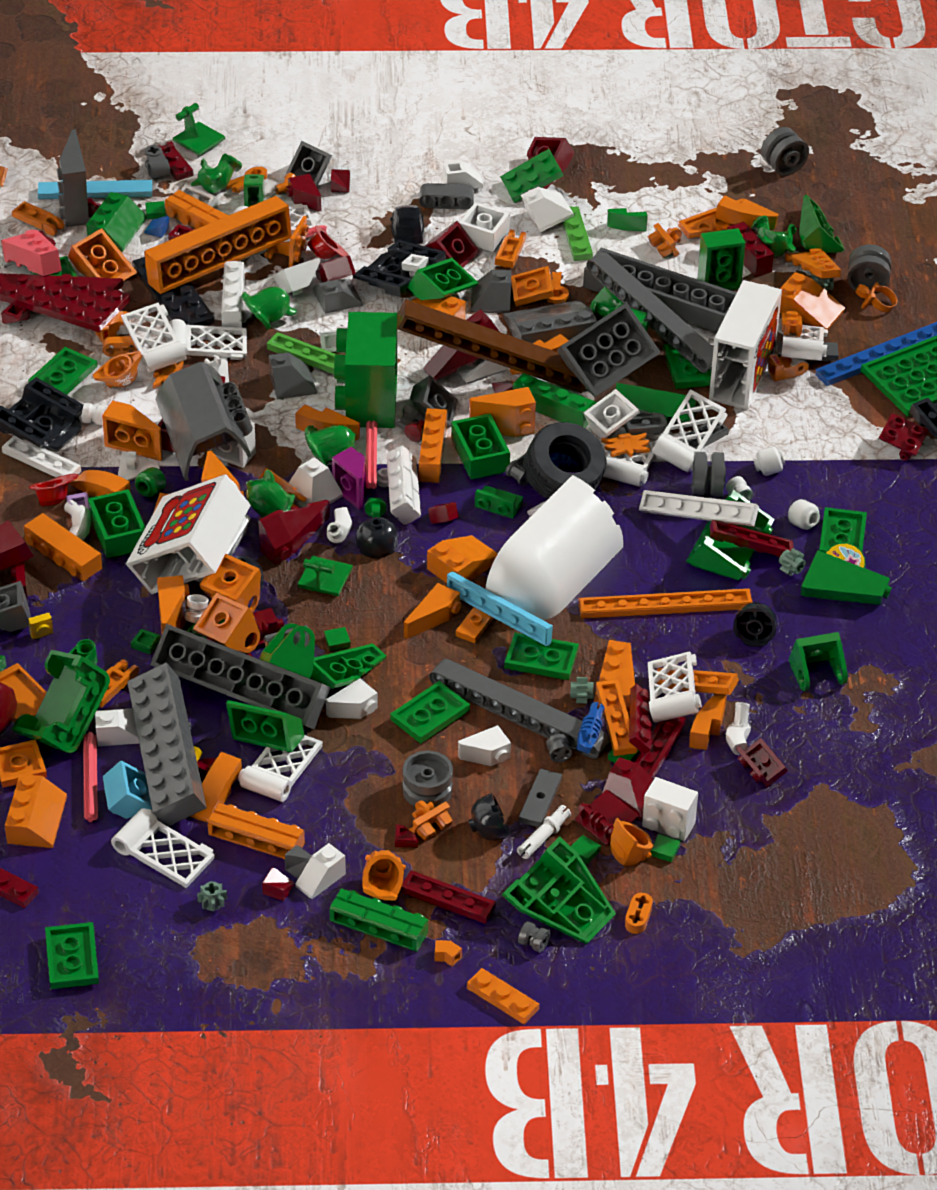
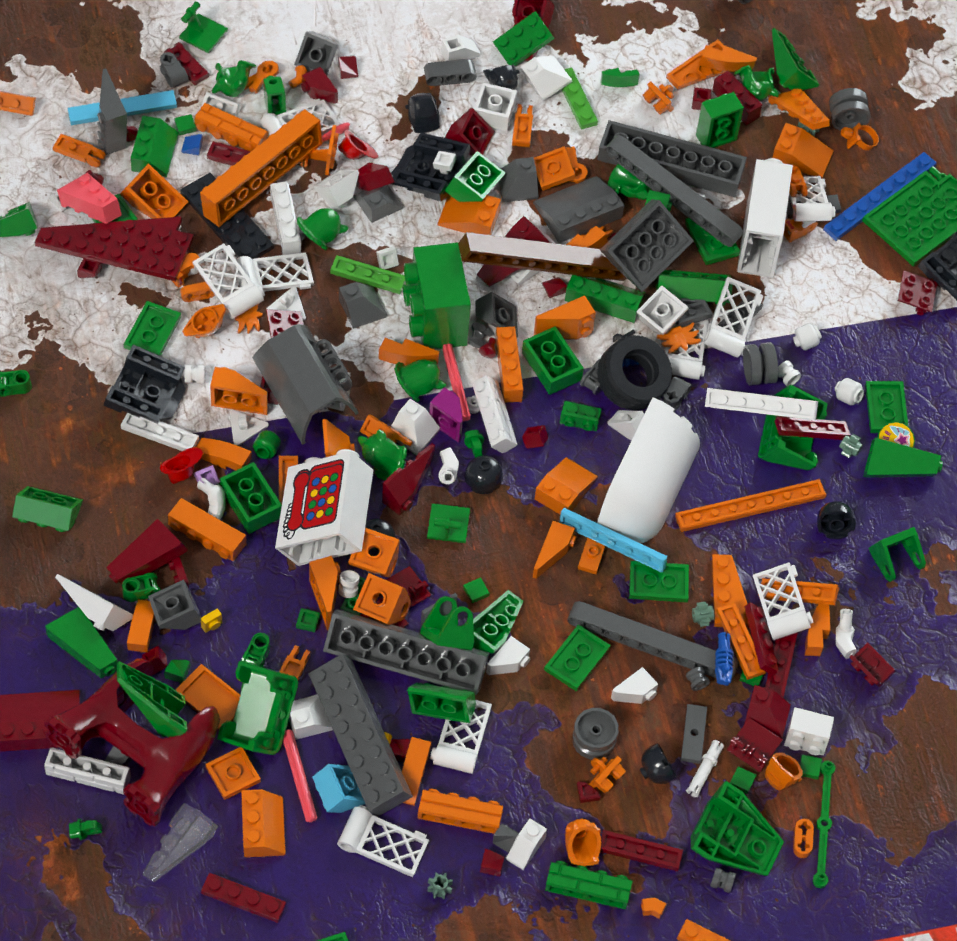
camera: 15 degrees left, 15 degrees up
(502, 200) = (503, 76): none -> black helmet
(611, 491) = (677, 392): none -> dark grey piece
(648, 954) = (820, 879): none -> green piece

